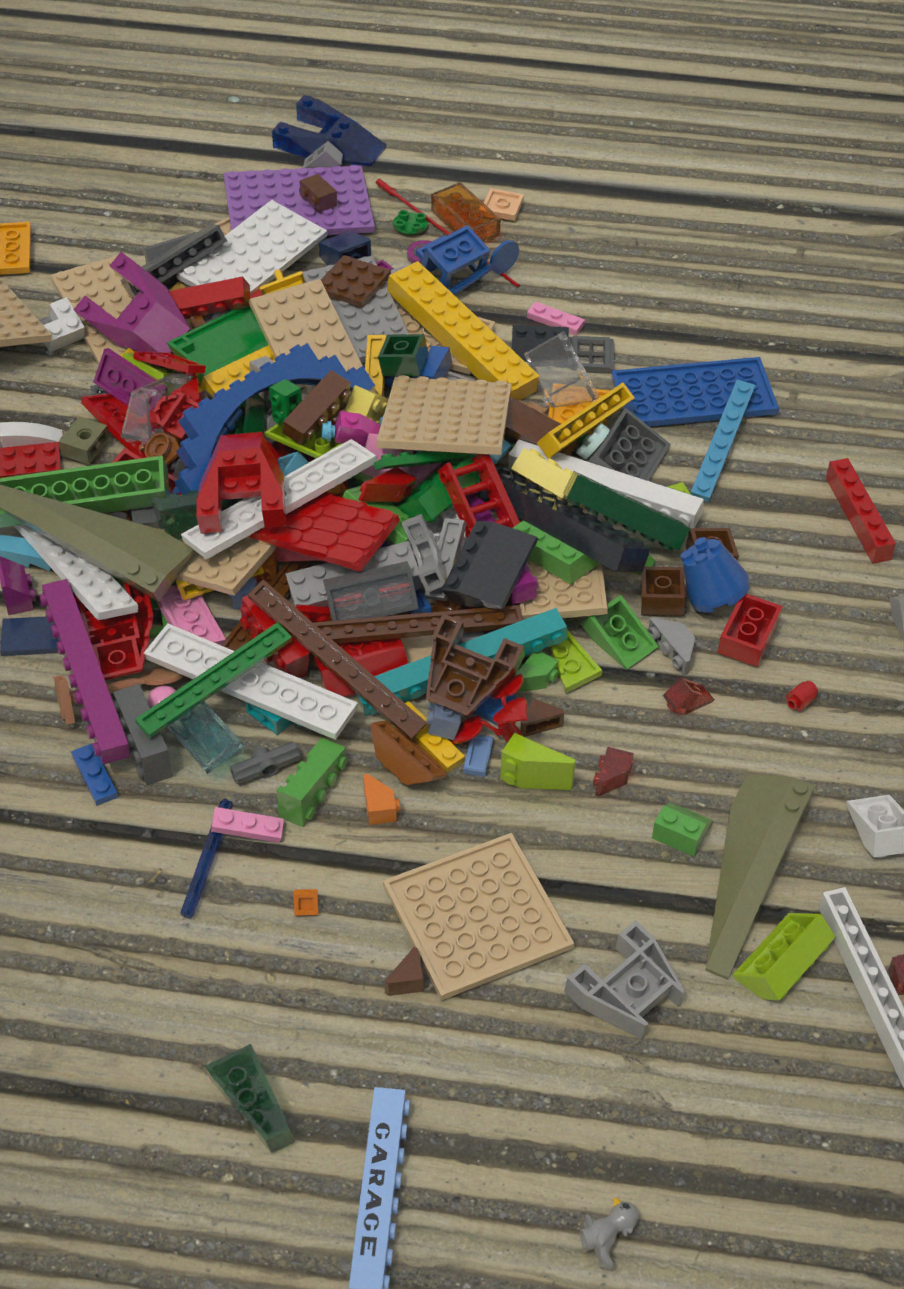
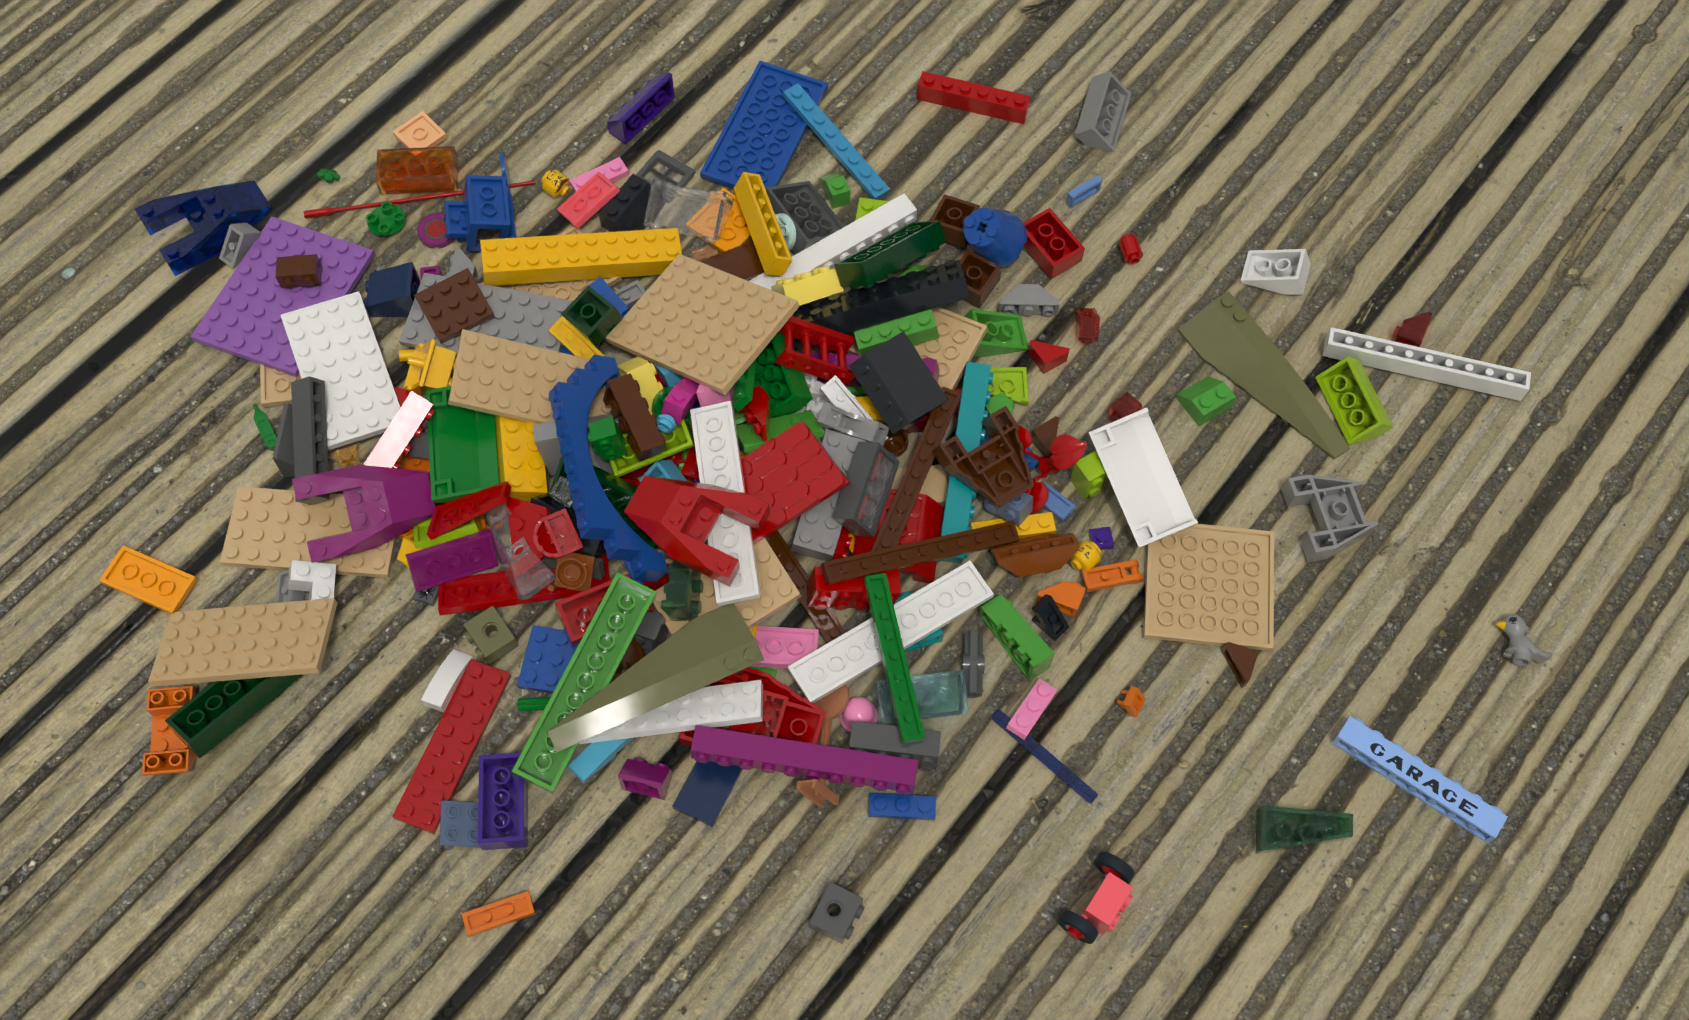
camera: 60 degrees left, 15 degrees up
(78, 957) = (1108, 901): none -> brick
(349, 797) = (1049, 617): none -> black slope
(423, 176) = (328, 175): none -> green plant
(430, 830) = (1111, 575): none -> orange plate
(433, 798) = (1086, 556): none -> yellow head
(466, 808) = (1102, 537): none -> dark purple plate
(522, 316) = (588, 200): none -> coral tile
(523, 293) = (555, 183): none -> yellow head
(539, 794) = (1142, 478): none -> white slope
(628, 683) = (1047, 355): none -> red slope
(641, 309) = (642, 108): none -> dark purple slope
(674, 462) = (836, 189): none -> bright green slope
(833, 633) = (1083, 191): none -> medium blue tile

